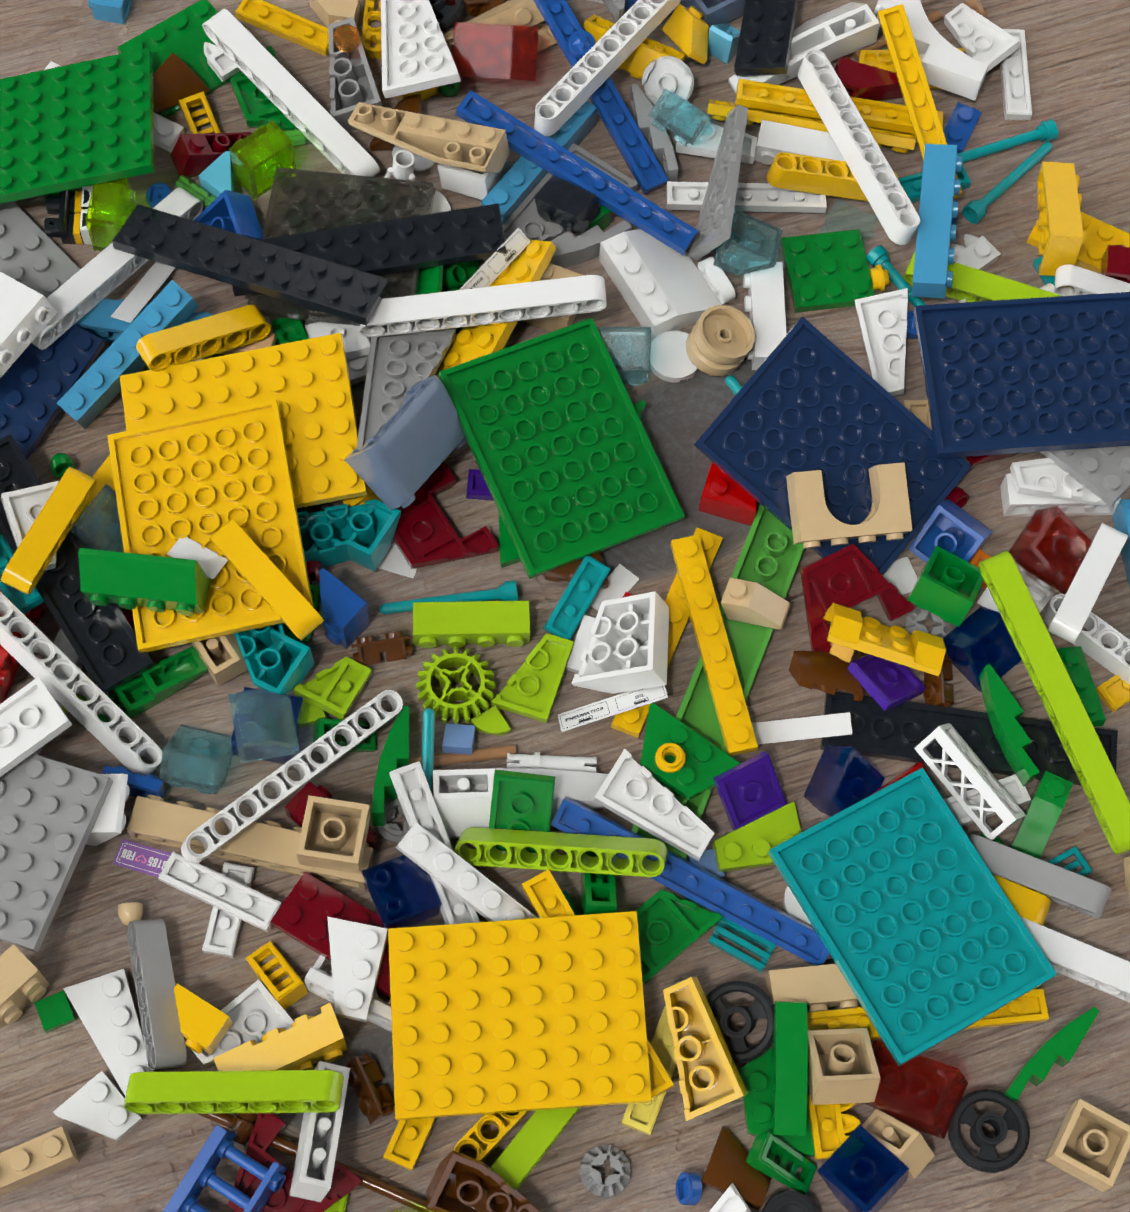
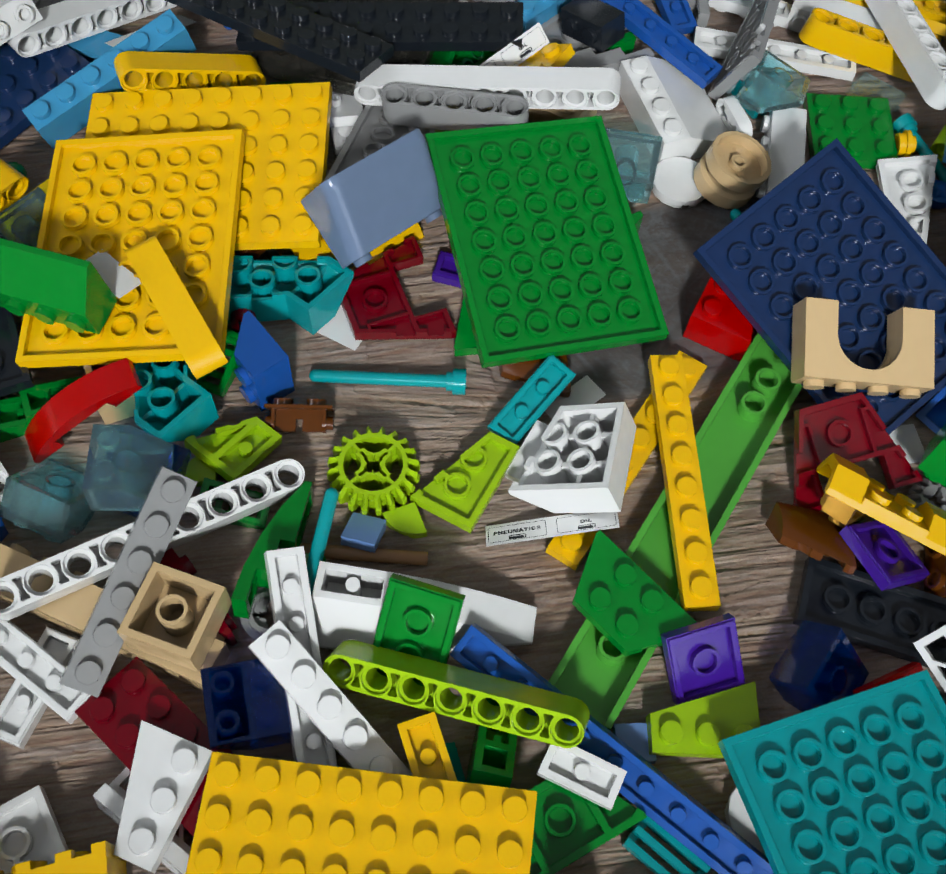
camera: 10 degrees right, 5 degrees down
(198, 677) = (78, 401): none -> red slope
(288, 990) = (77, 805): yellow slope -> none
(289, 813) = (144, 545): none -> light grey plate
(447, 328) = (450, 108): none -> light grey beam
(471, 623) = (406, 406): lime brick -> none
(551, 762) = (467, 579): white pin -> none
(647, 804) = (572, 650): white wing -> none
(668, 894) = (583, 774): none -> white plate
(670, 749) = (614, 589): yellow plate -> none
(754, 604) = (735, 440): tan slope -> none
(802, 728) = (778, 594): white sticker -> none

